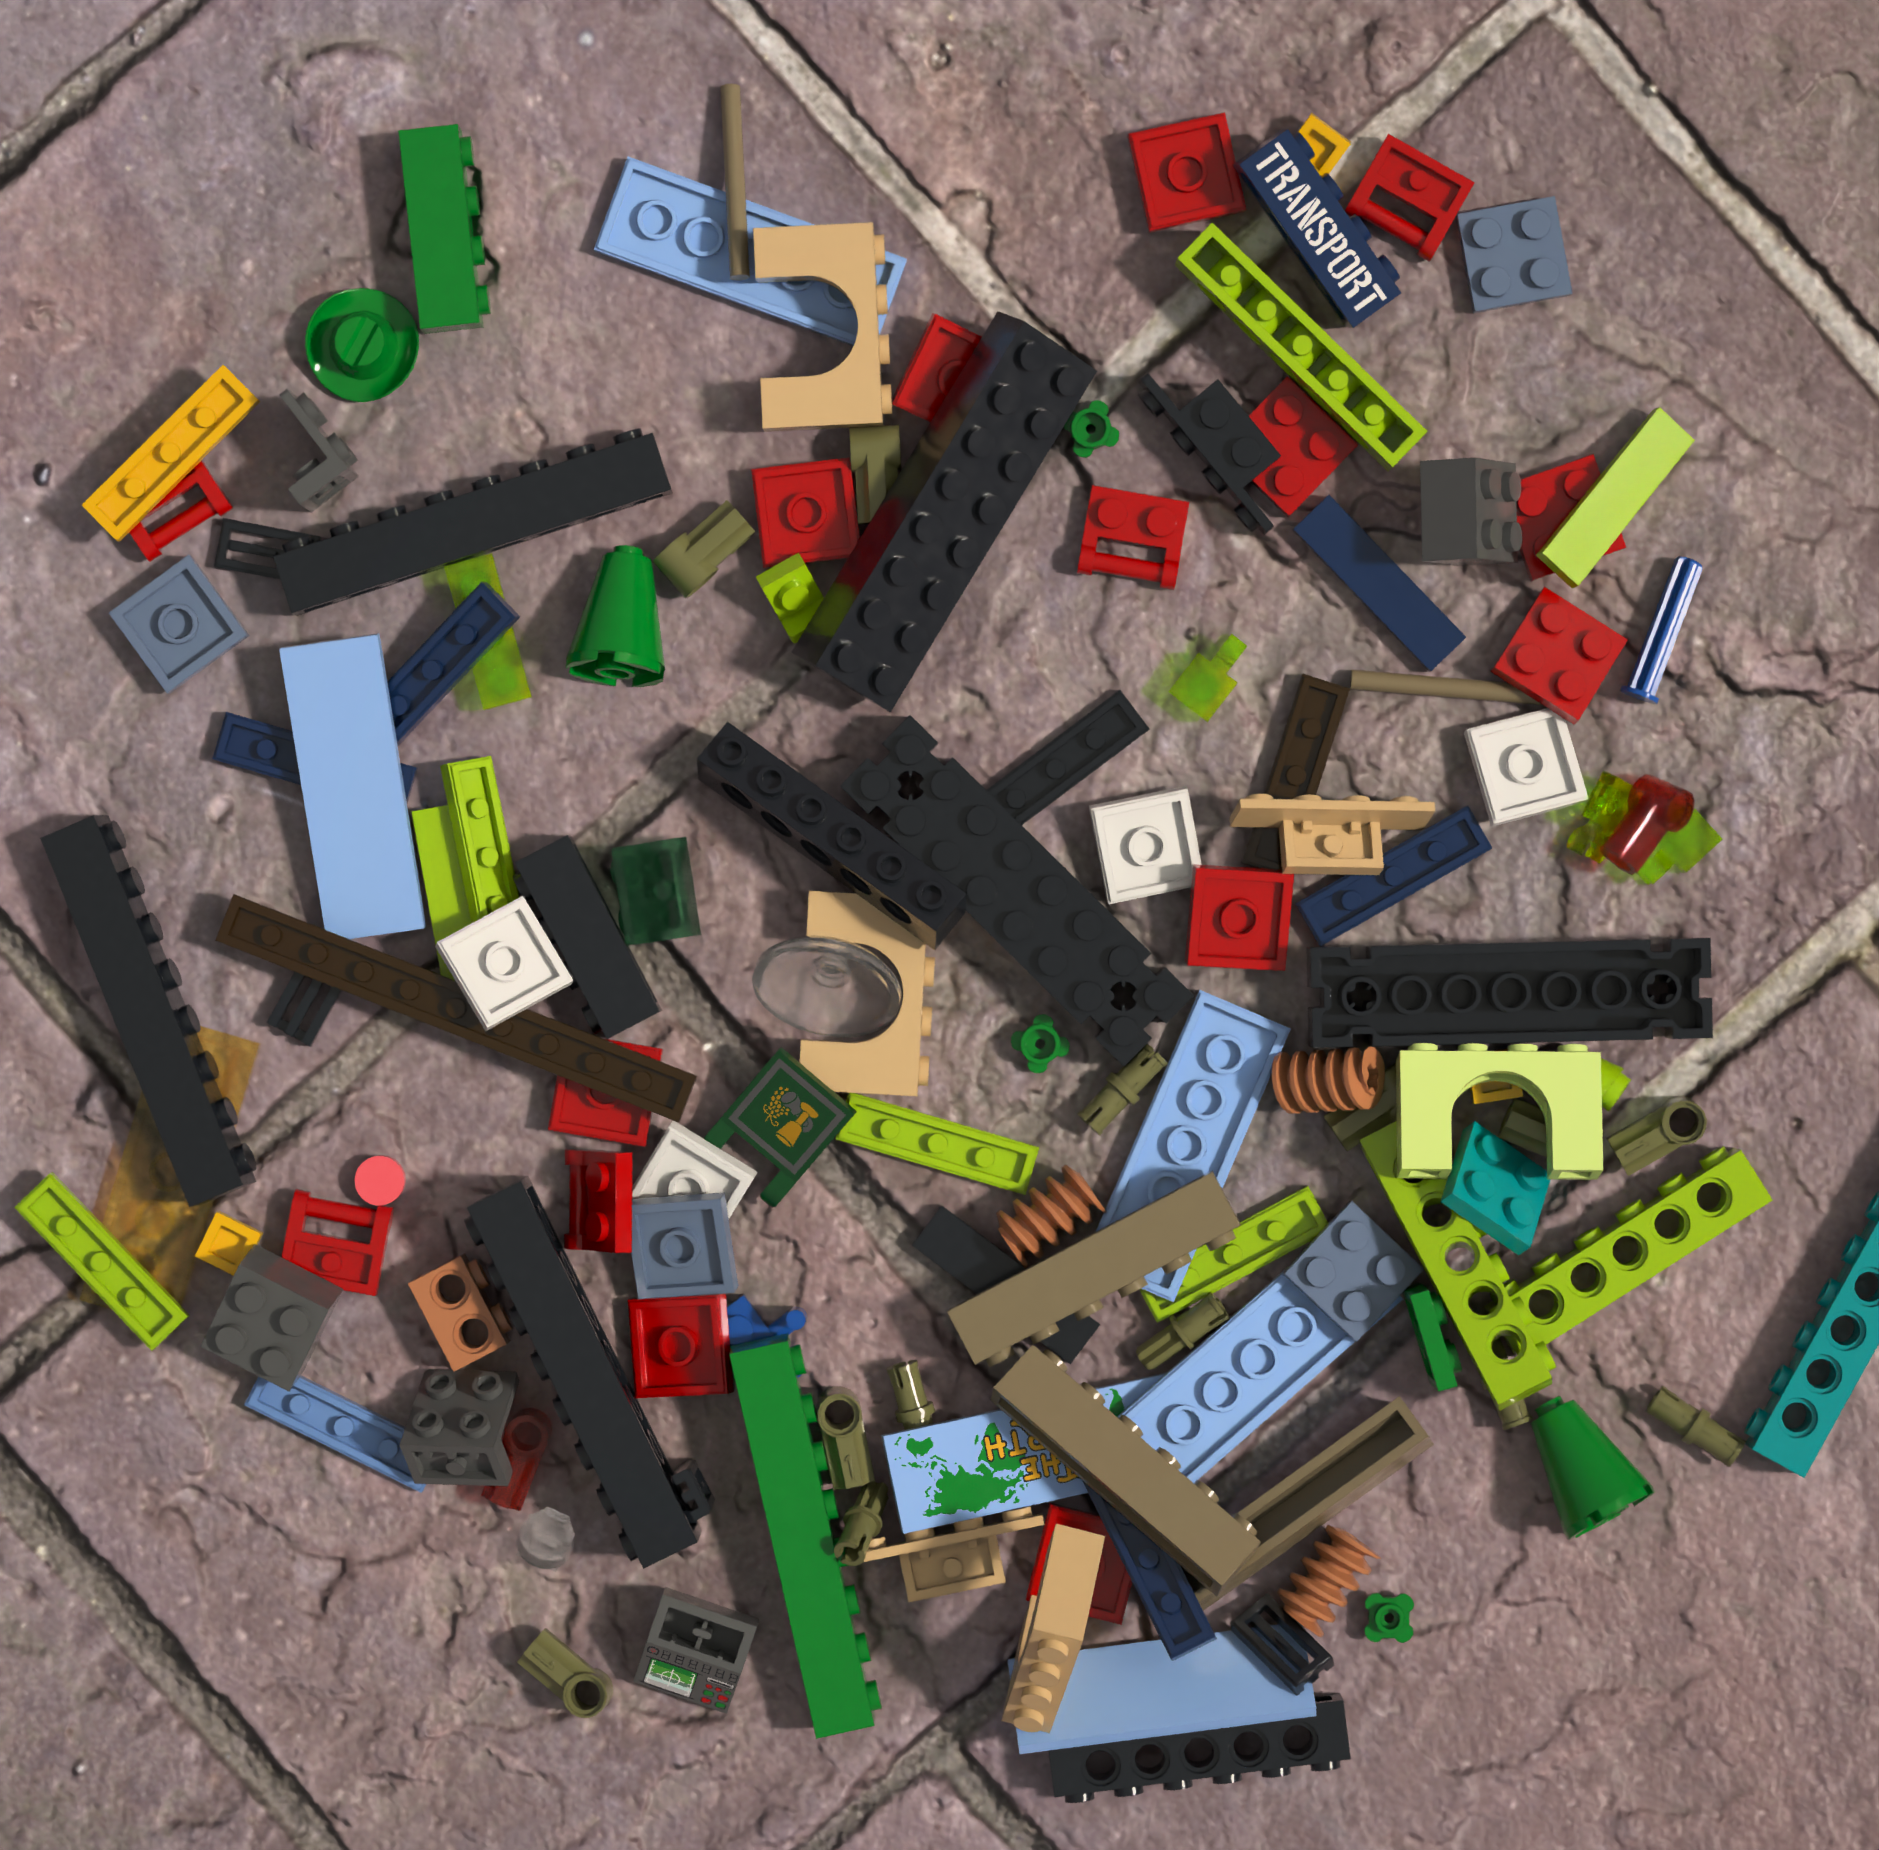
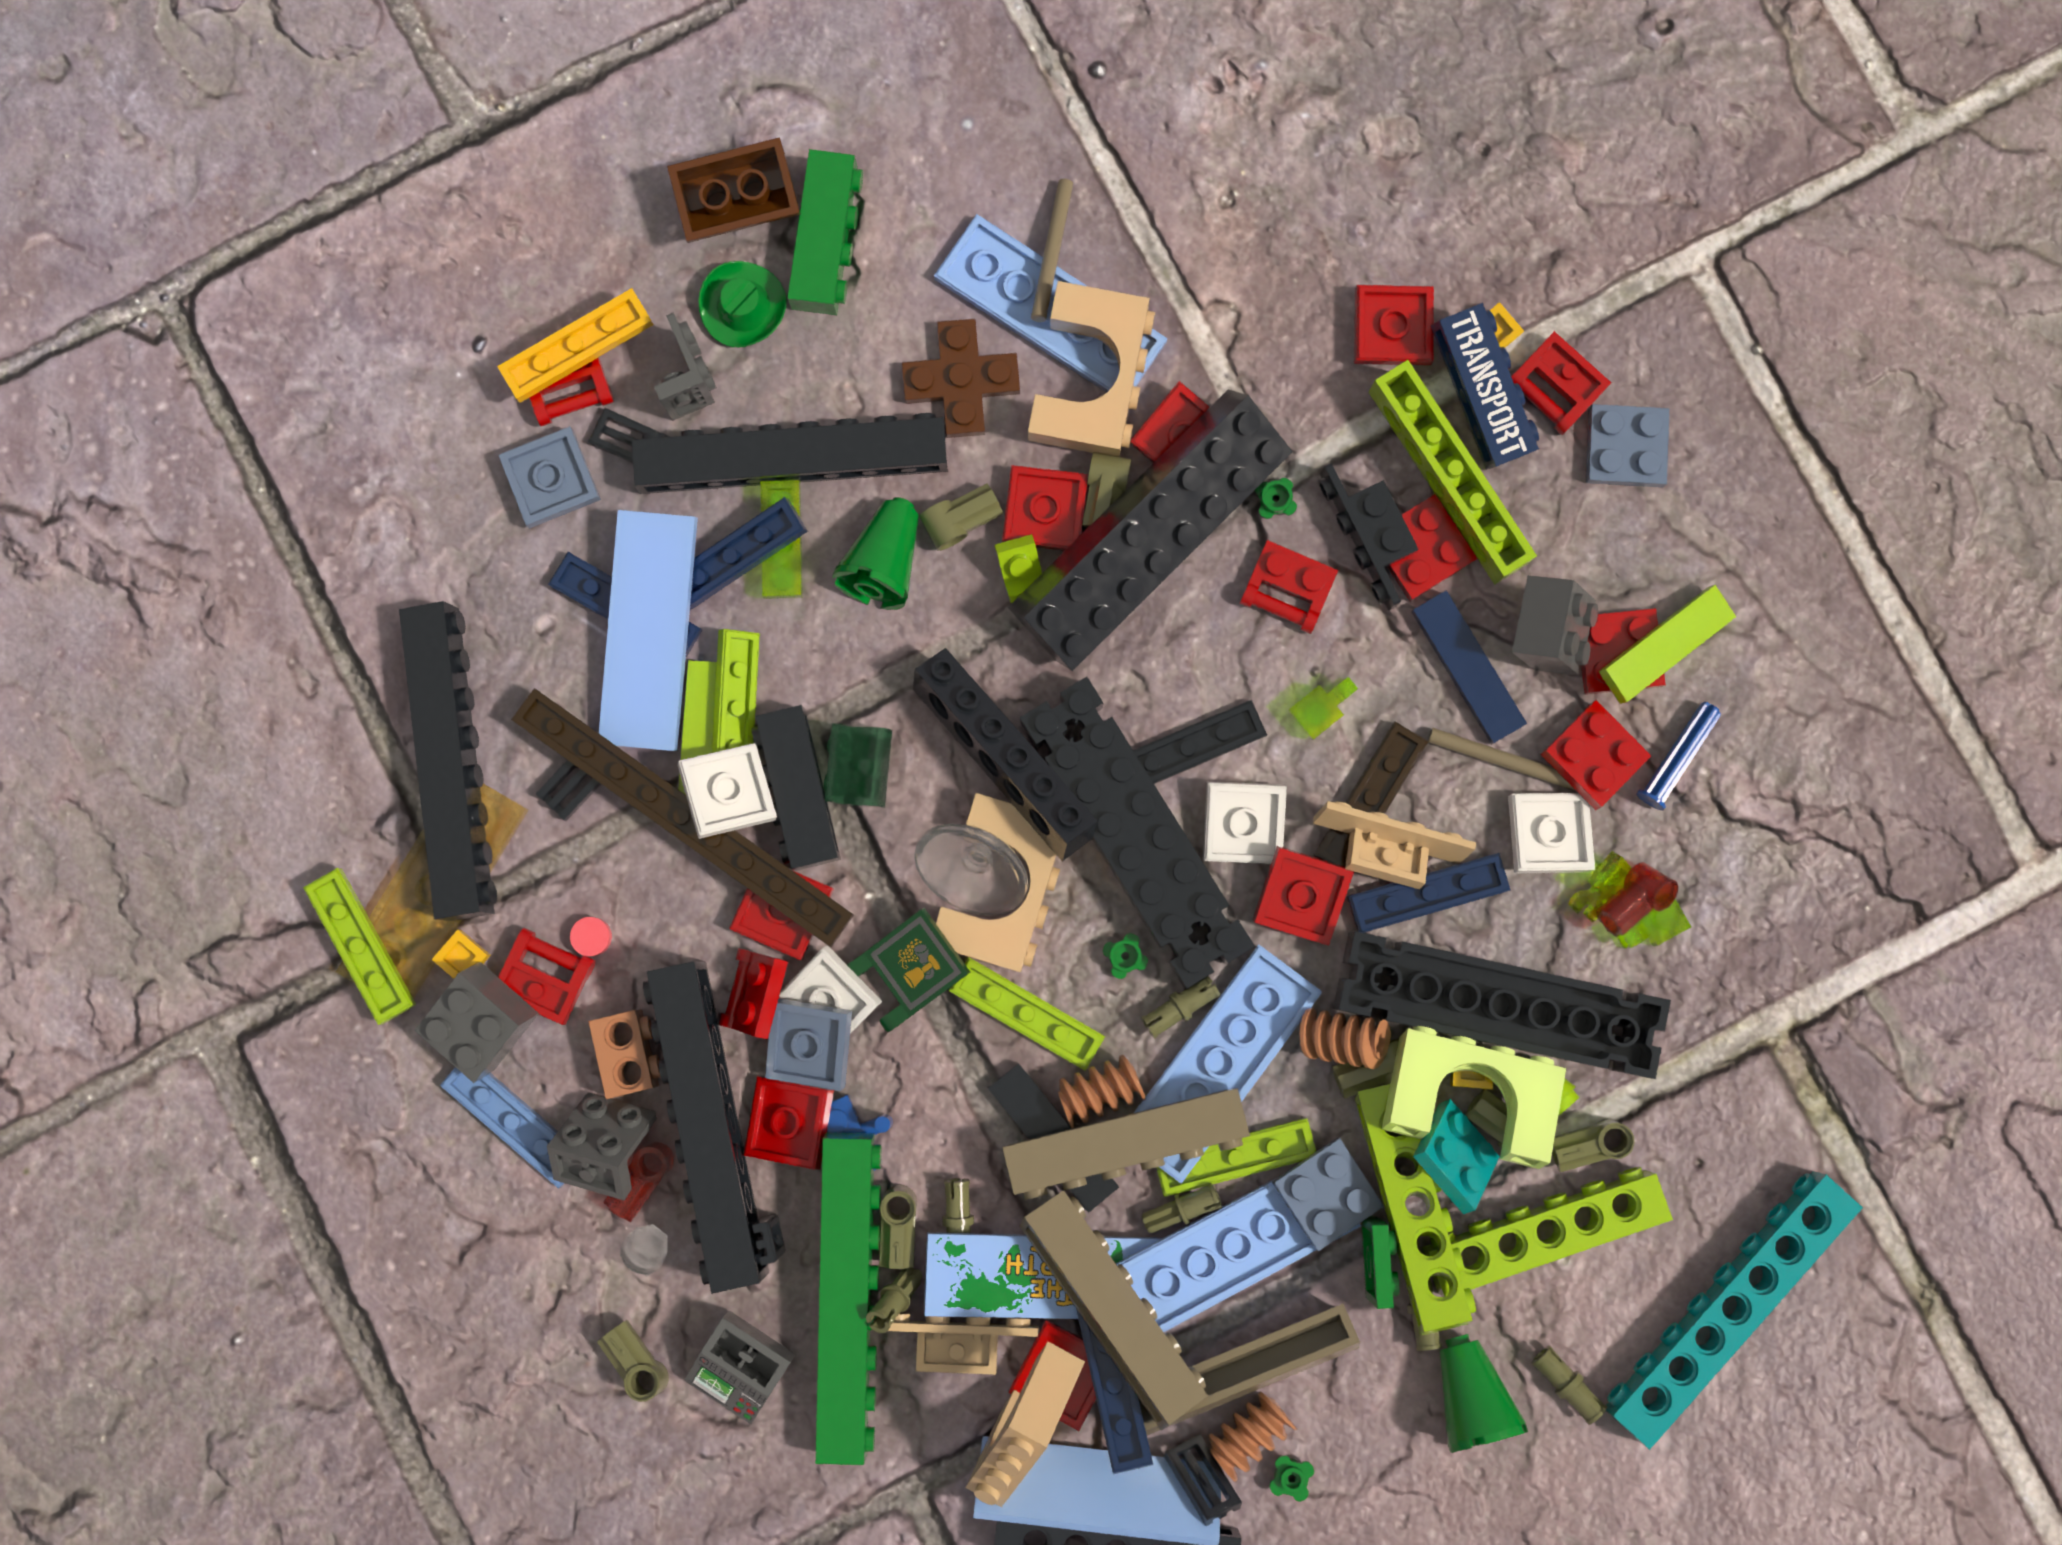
camera: 15 degrees right, 5 degrees down
(318, 208) = (733, 190): none -> reddish brown slope
(660, 371) = (961, 378): none -> reddish brown plate

